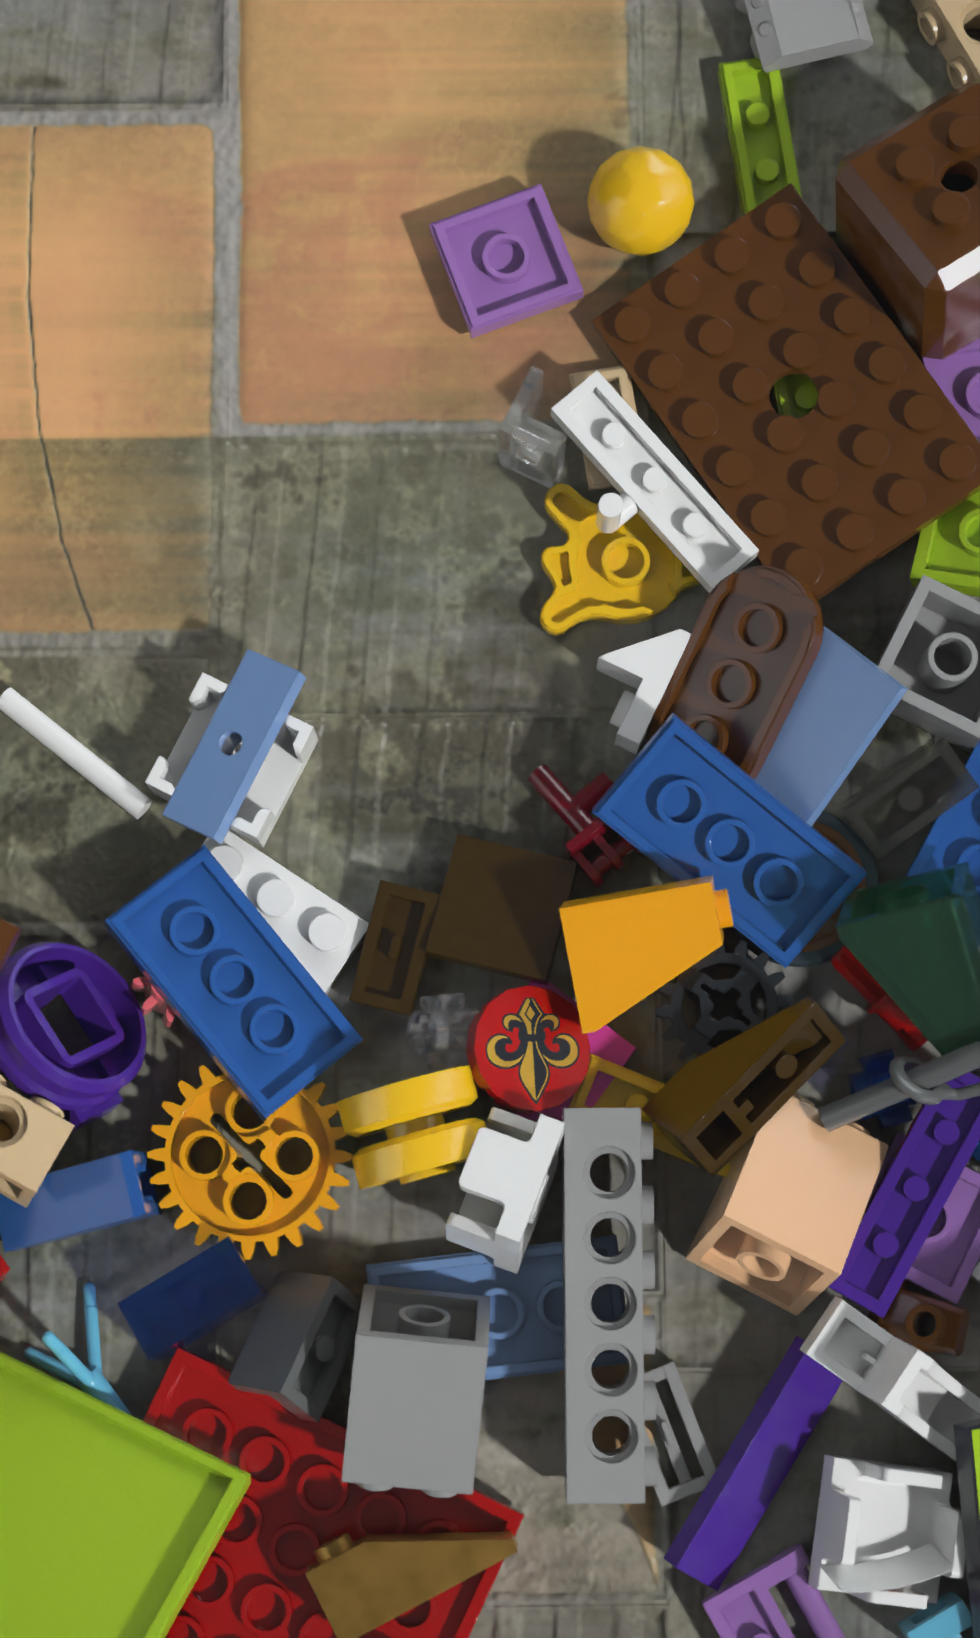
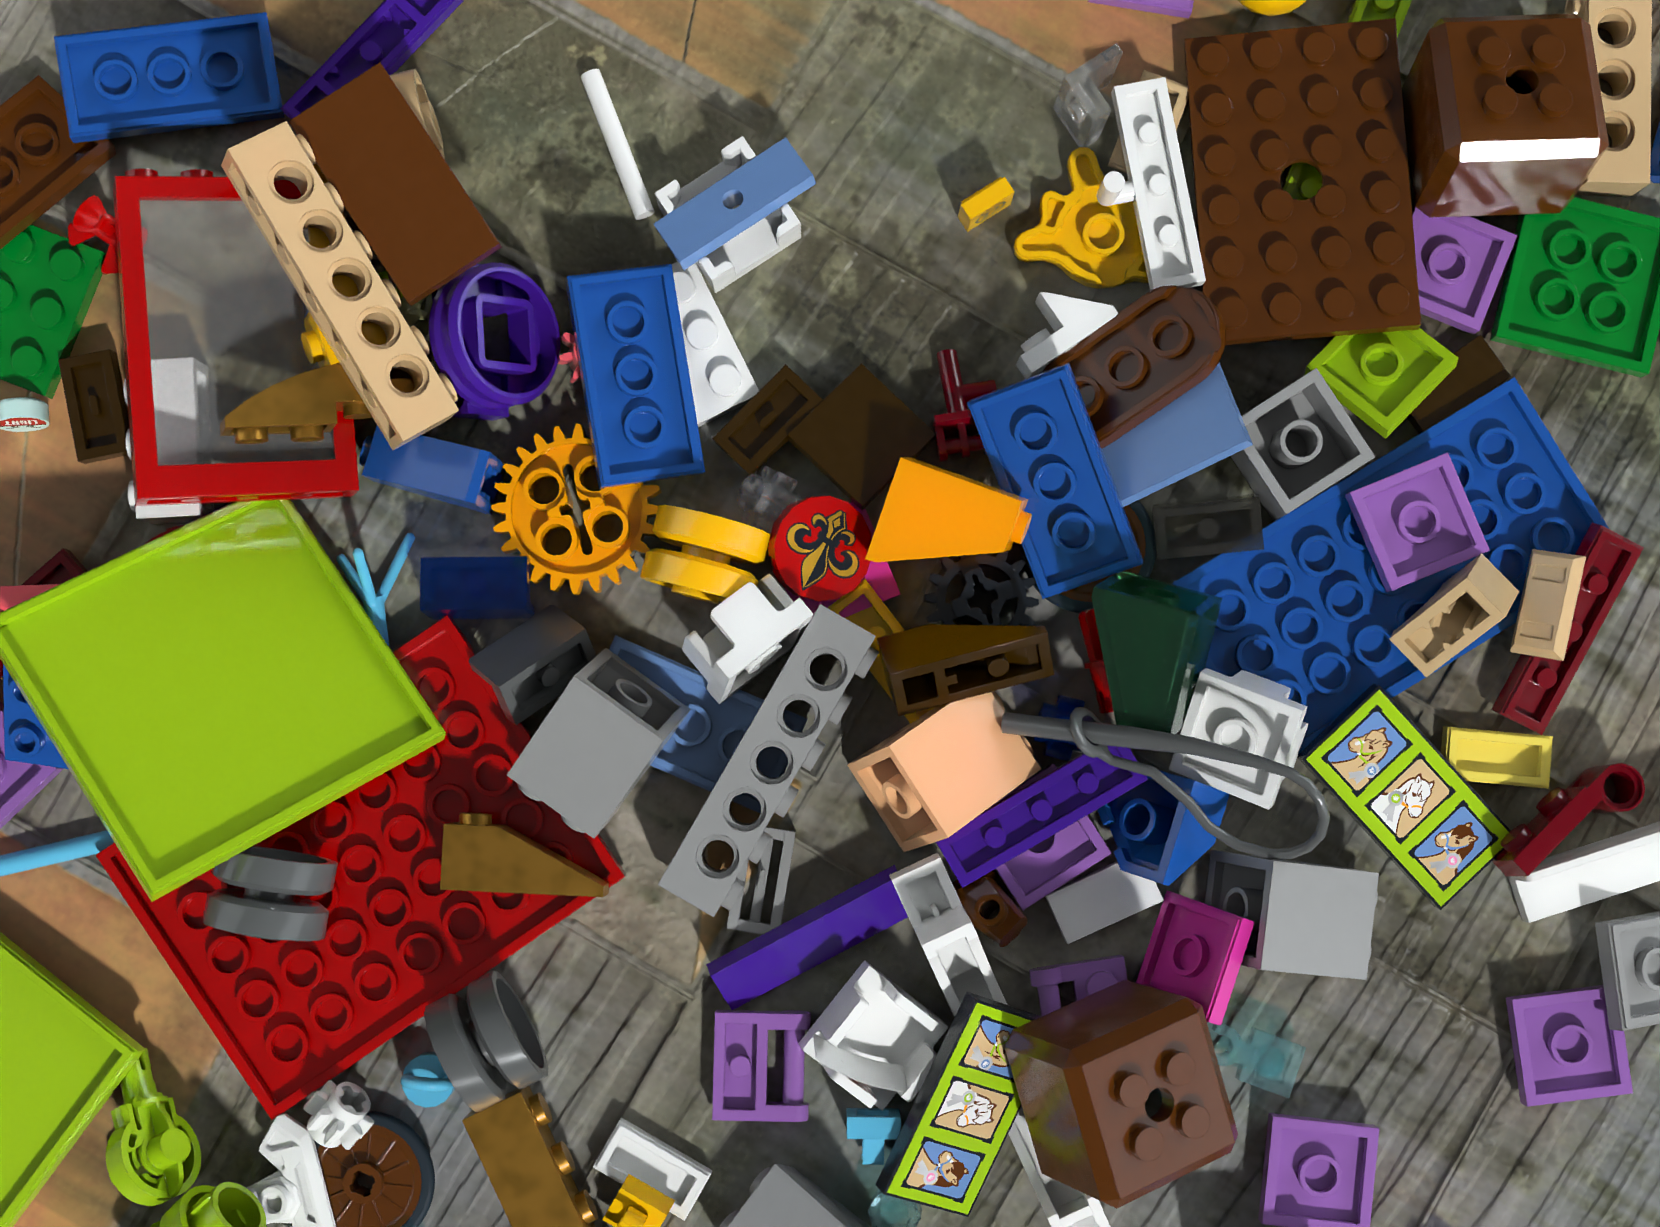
camera: 30 degrees right, 5 degrees up
(488, 598) = (985, 203): none -> yellow tile

